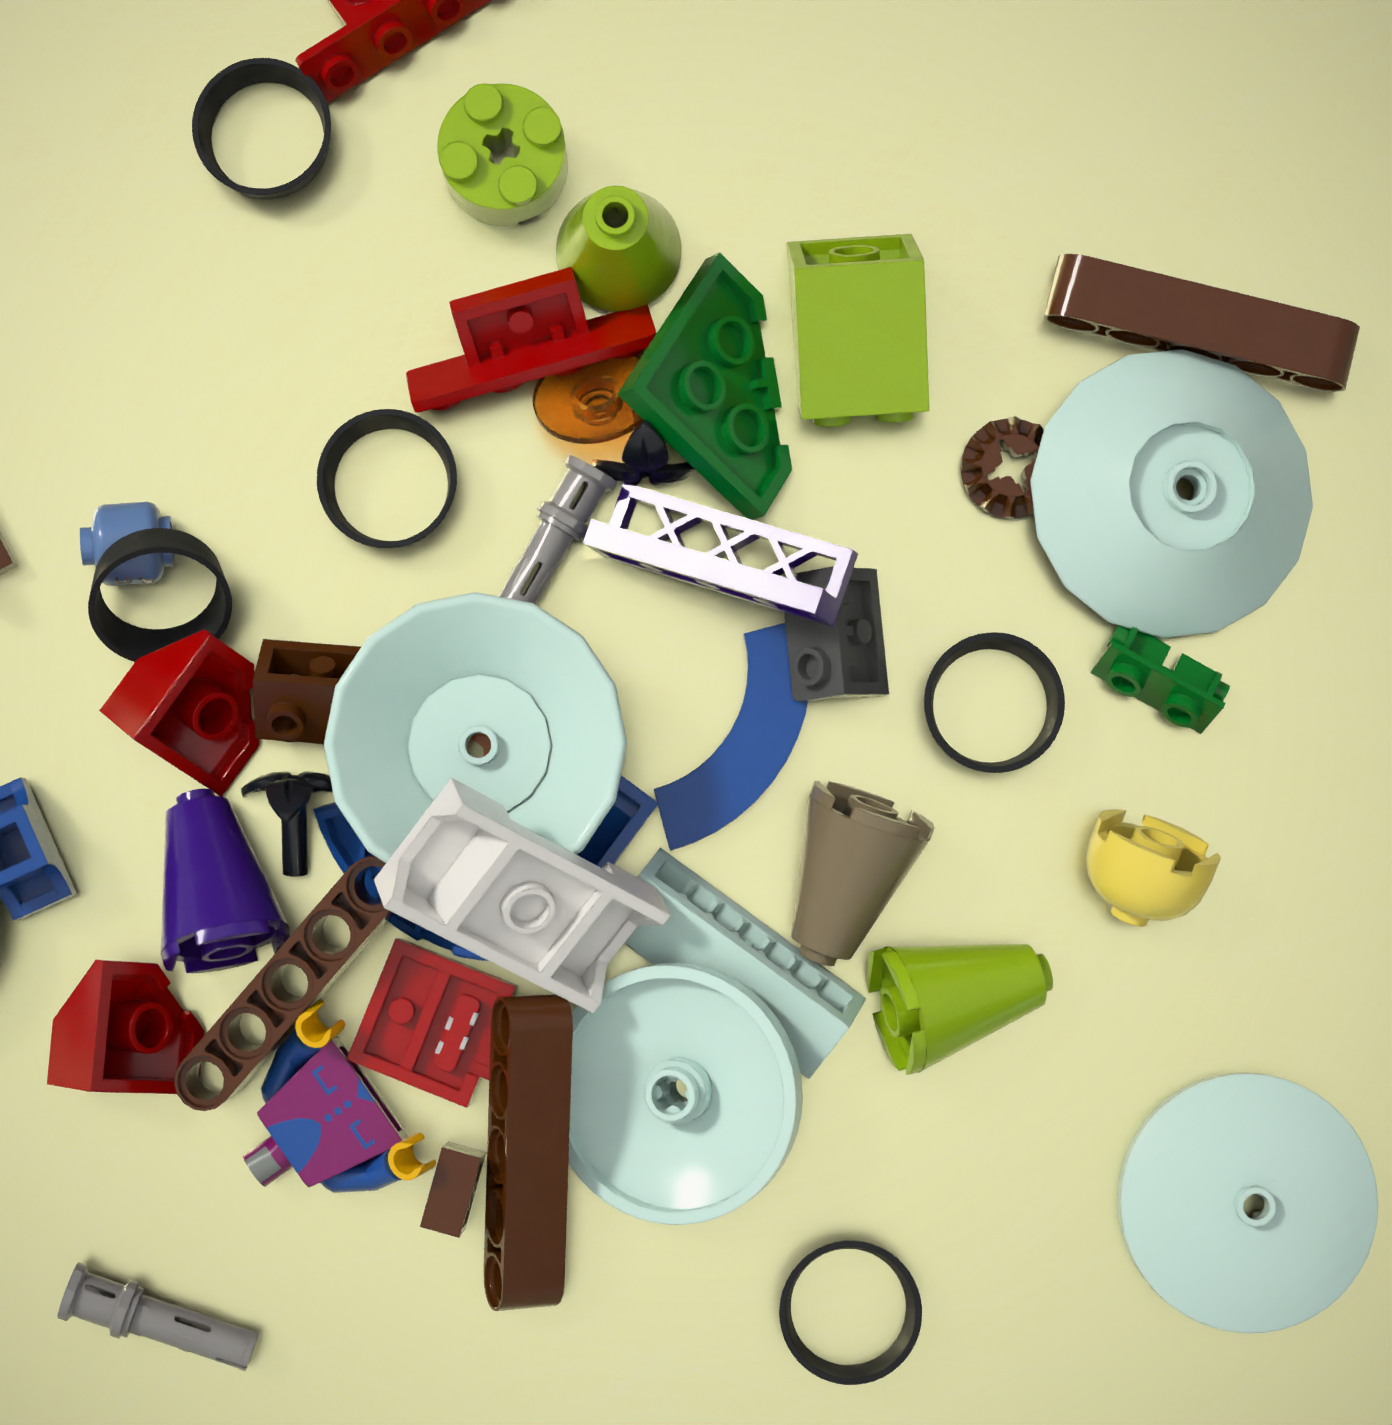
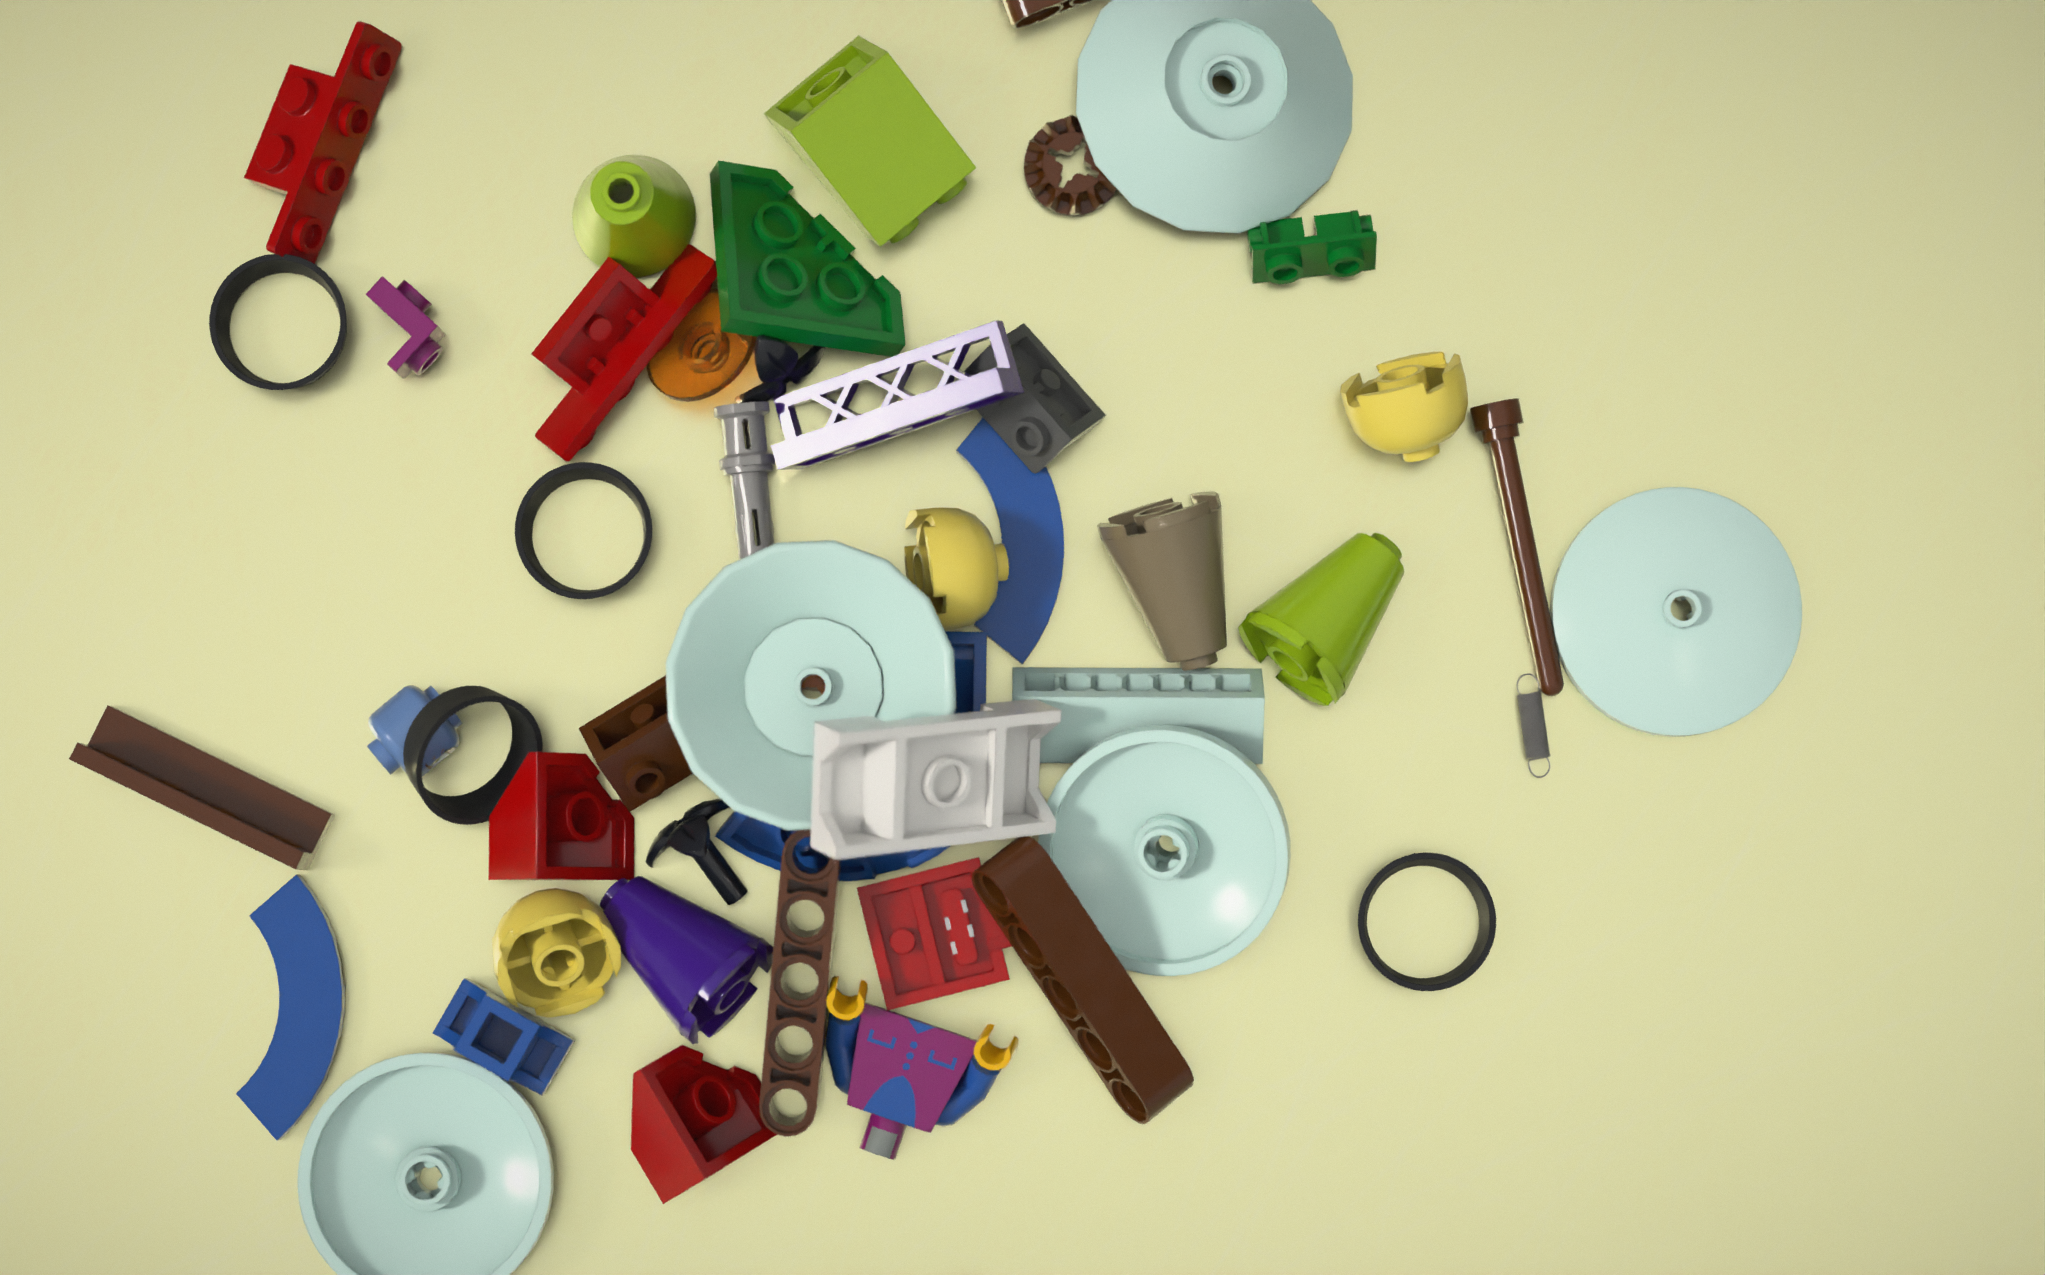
camera: 35 degrees left, 0 degrees up
(107, 810) = (554, 952): none -> light yellow cylinder
(375, 192) = (407, 309): none -> magenta bracket
(453, 1189) = (1045, 1052): reddish brown piece -> none
(487, 122) = (456, 189): lime brick -> none
(671, 728) = (955, 564): none -> light yellow cylinder
(1040, 664) = (1204, 304): black tyre -> none
(1059, 1210) = (1533, 725): none -> light grey piece
(1210, 941) = (1499, 427): none -> reddish brown piece

